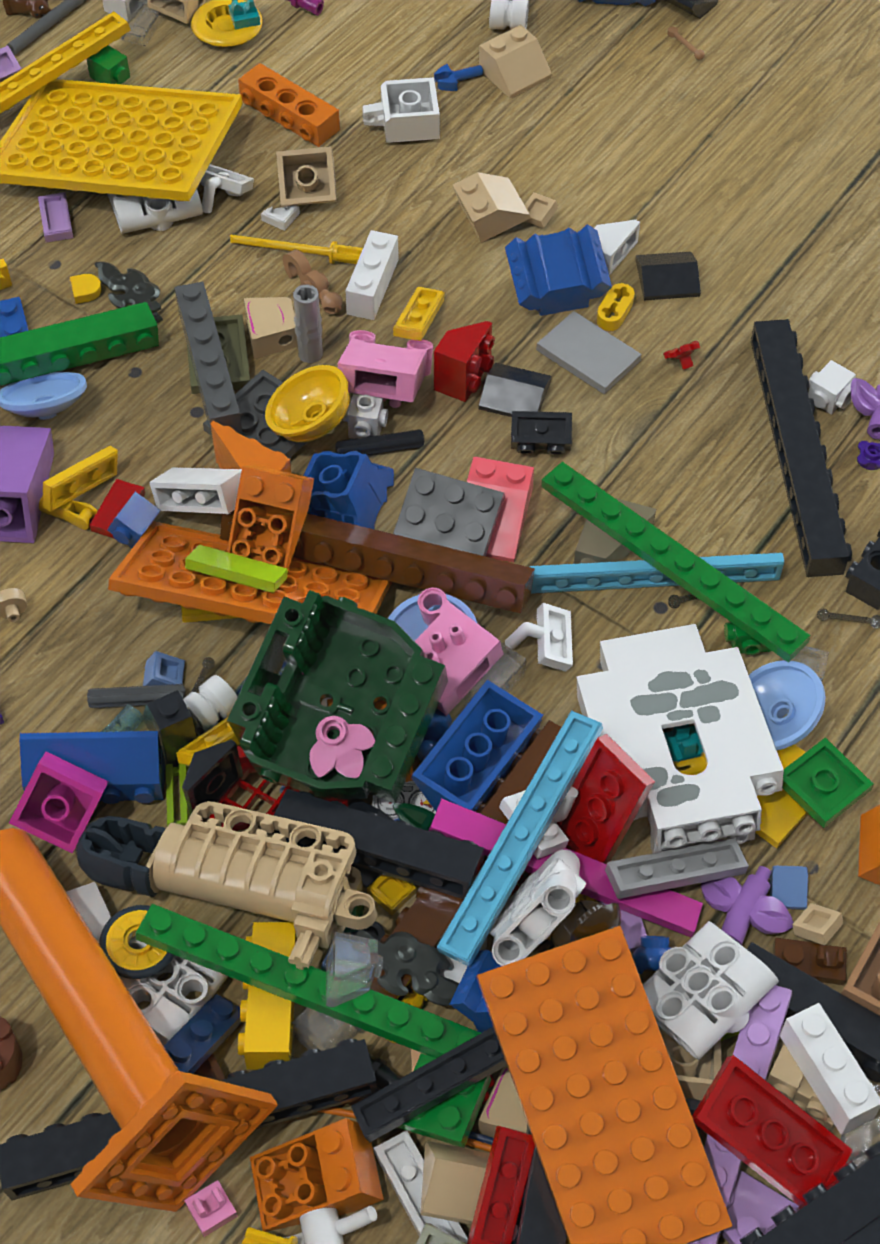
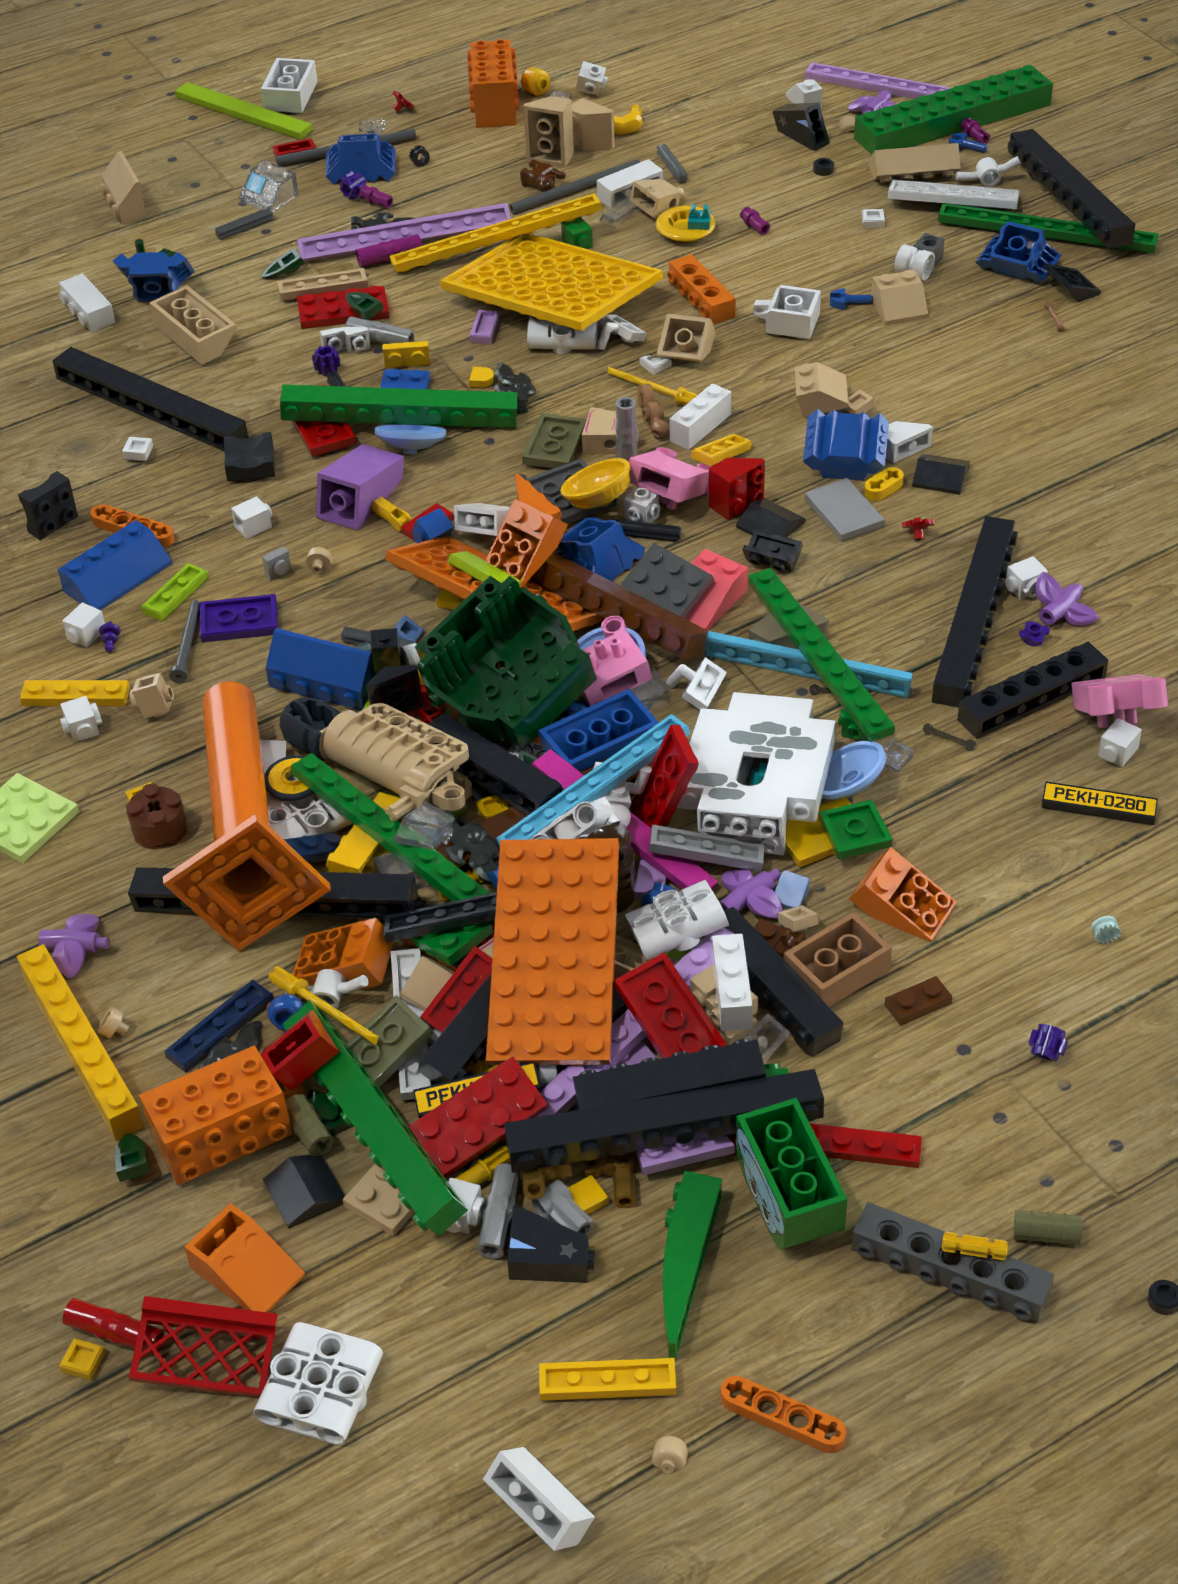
camera: 25 degrees right, 10 degrees down
(58, 802) = (282, 678): dark pink brick -> none
(80, 478) = (407, 492): yellow tile -> none
(207, 356) = (541, 435): dark grey brick -> none
(211, 1208) = (262, 954): bright pink tile -> none
(344, 751) = (491, 698): bright pink plate -> none

